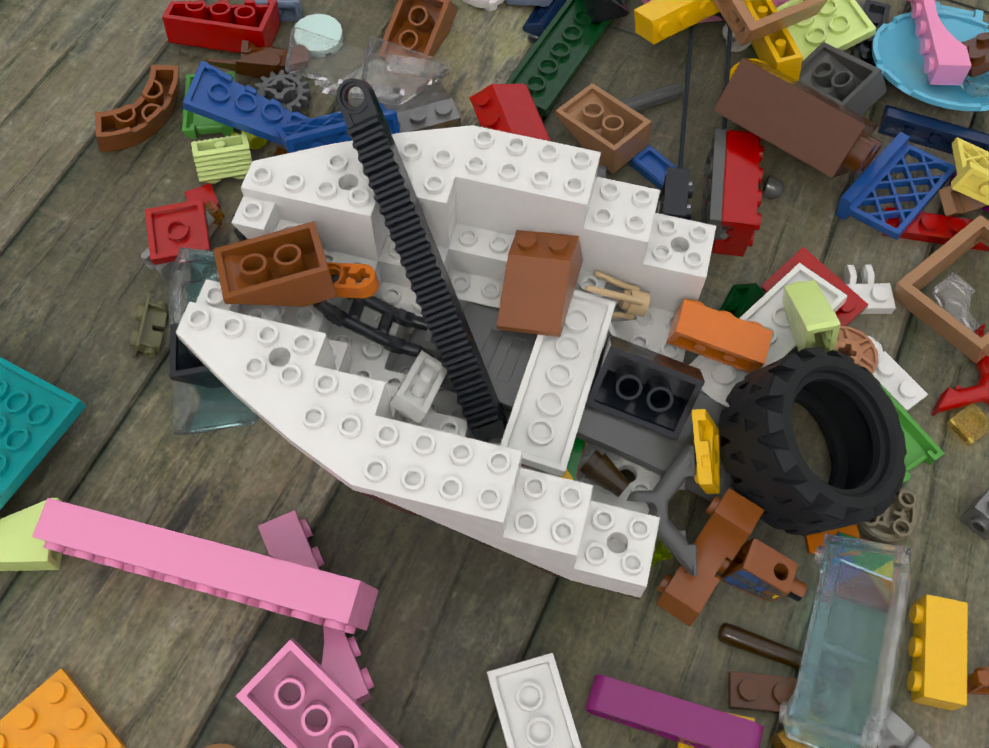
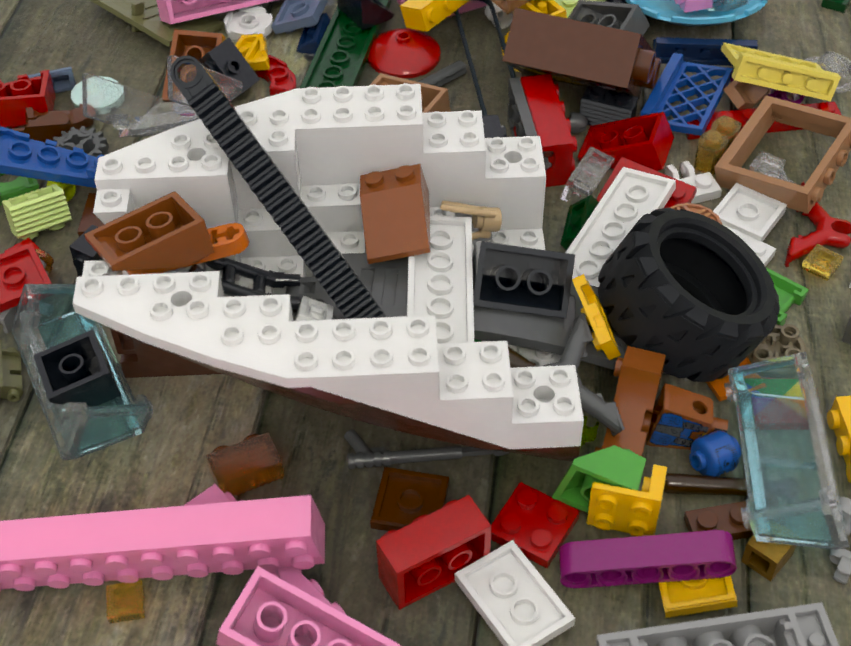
camera: 15 degrees left, 15 degrees down
(184, 605) = (125, 602): none -> clear yellow plate
(325, 495) = (245, 464): none -> clear orange brick
(445, 39) = (230, 62): none -> black brick
(472, 576) = (405, 496): none -> reddish brown tile
(472, 645) = (432, 550): none -> red brick
(473, 24) = (254, 50): none -> yellow wing
(496, 55) = (279, 76): none -> red tile
(580, 637) = (534, 524): none -> red plate
(626, 59) = (404, 53): none -> red dish
(660, 626) = (607, 466): none -> bright green slope
(680, 667) = (627, 508): none -> yellow bracket
(719, 336) = (573, 231): orange brick -> none
(763, 256) = (587, 174): none -> clear hinge
(781, 618) = (715, 453): none -> blue head
(809, 184) = (607, 106): none -> black brick
(810, 316) = (646, 191): yellowish green slope -> none
(821, 226) = (638, 139): none -> red slope
(908, 254) = (714, 143): none -> clear yellow brick
(914, 343) = (750, 211): none -> white plate

